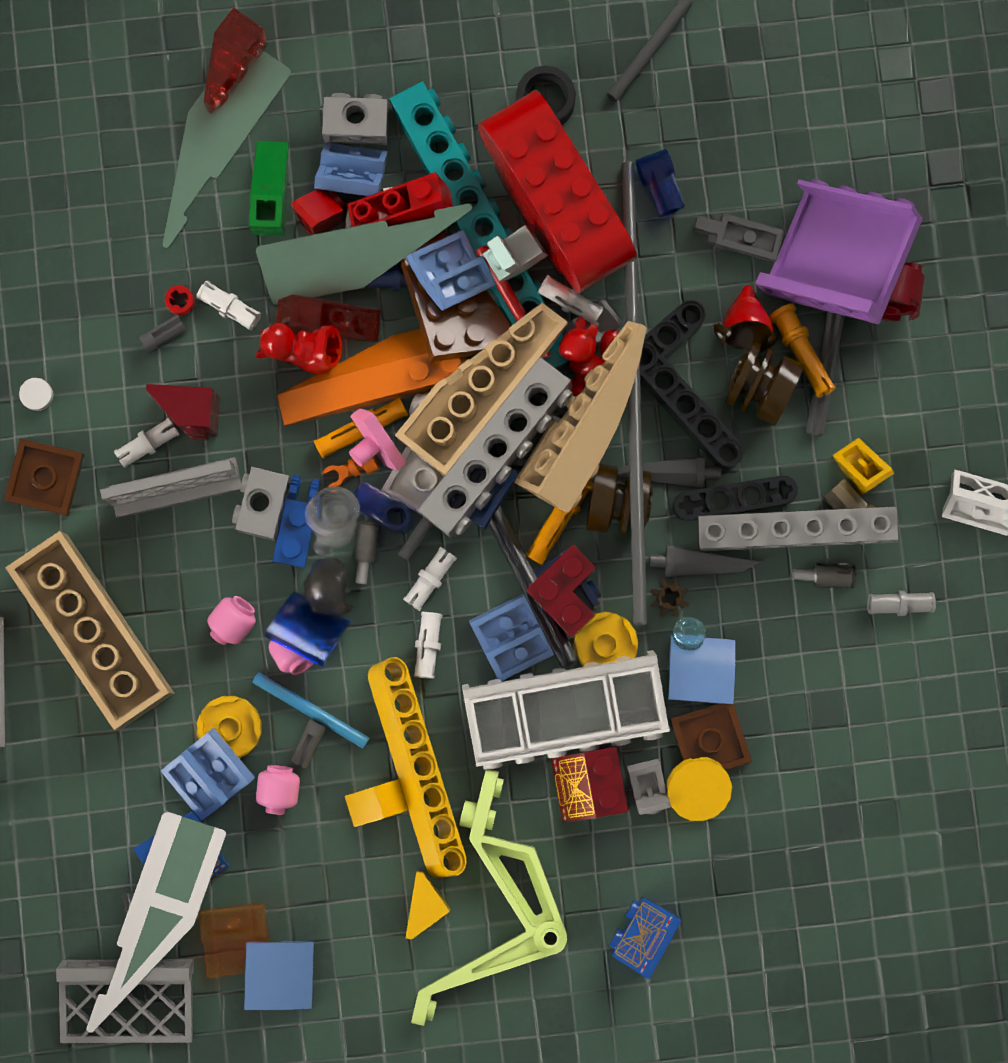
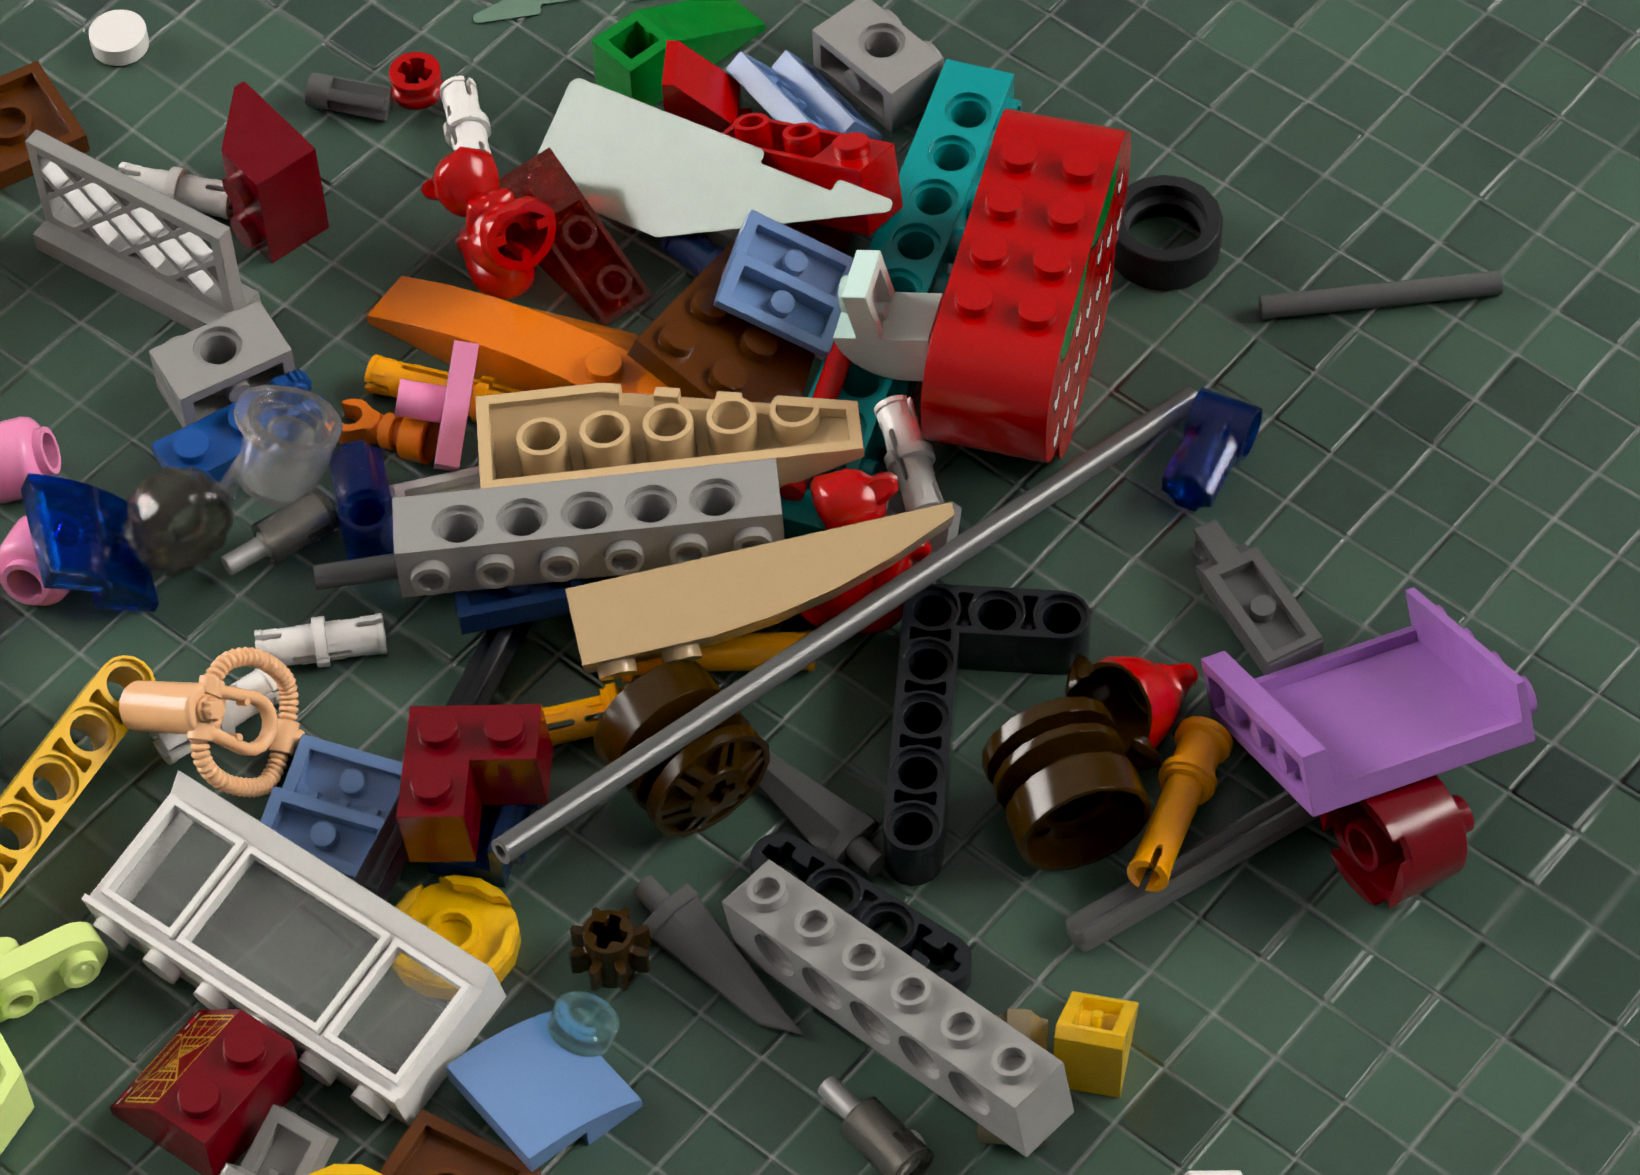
camera: 50 degrees right, 30 degrees down
(442, 660) = (199, 711): none -> light nougat piece

